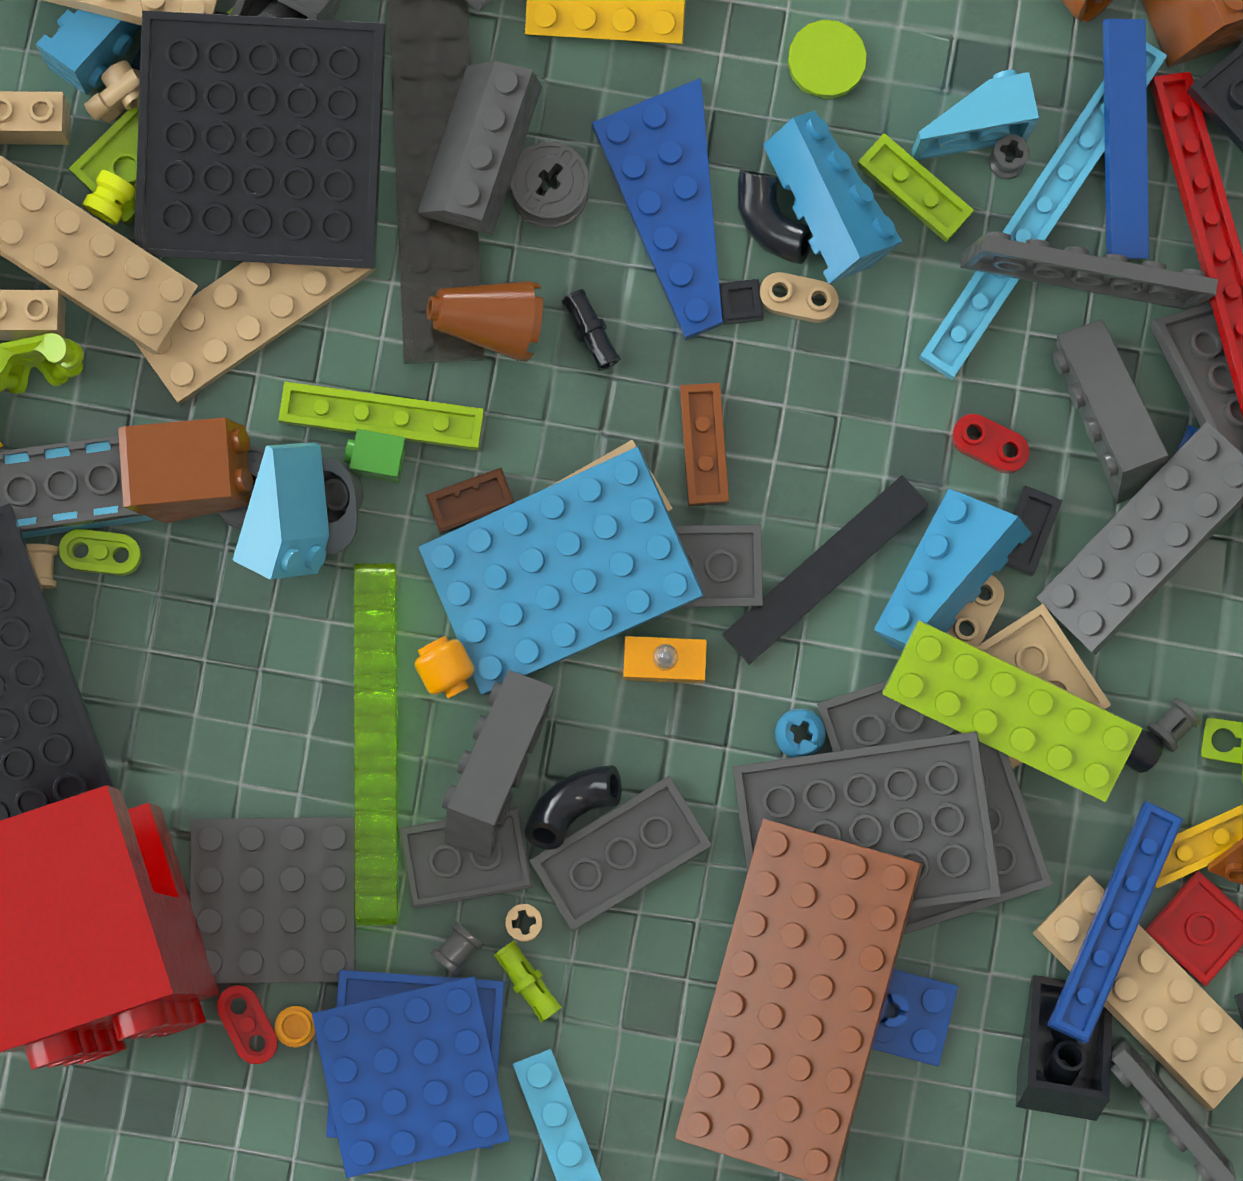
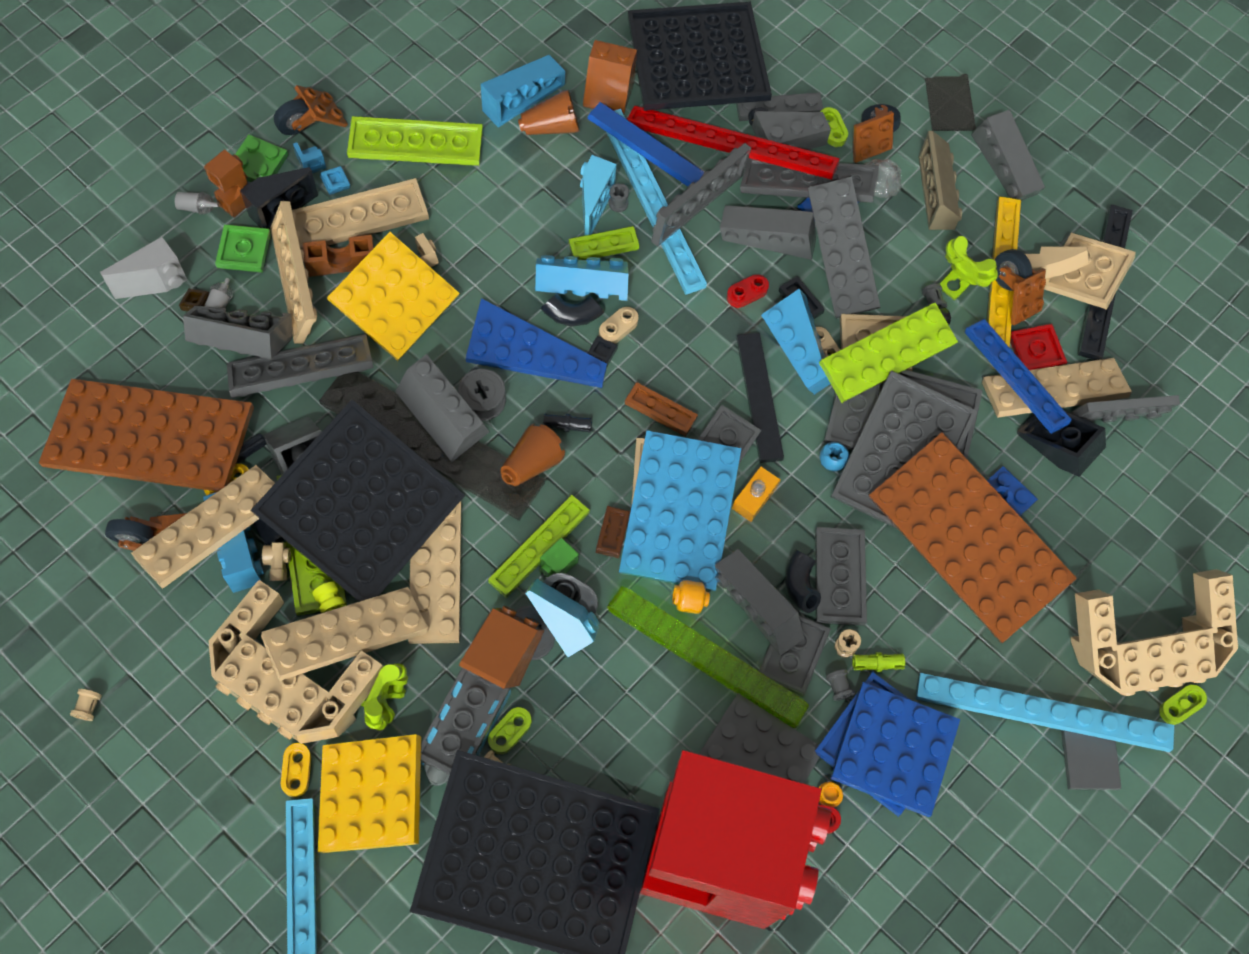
camera: 55 degrees left, 15 degrees down
(827, 59) = (513, 242): lime tile -> none

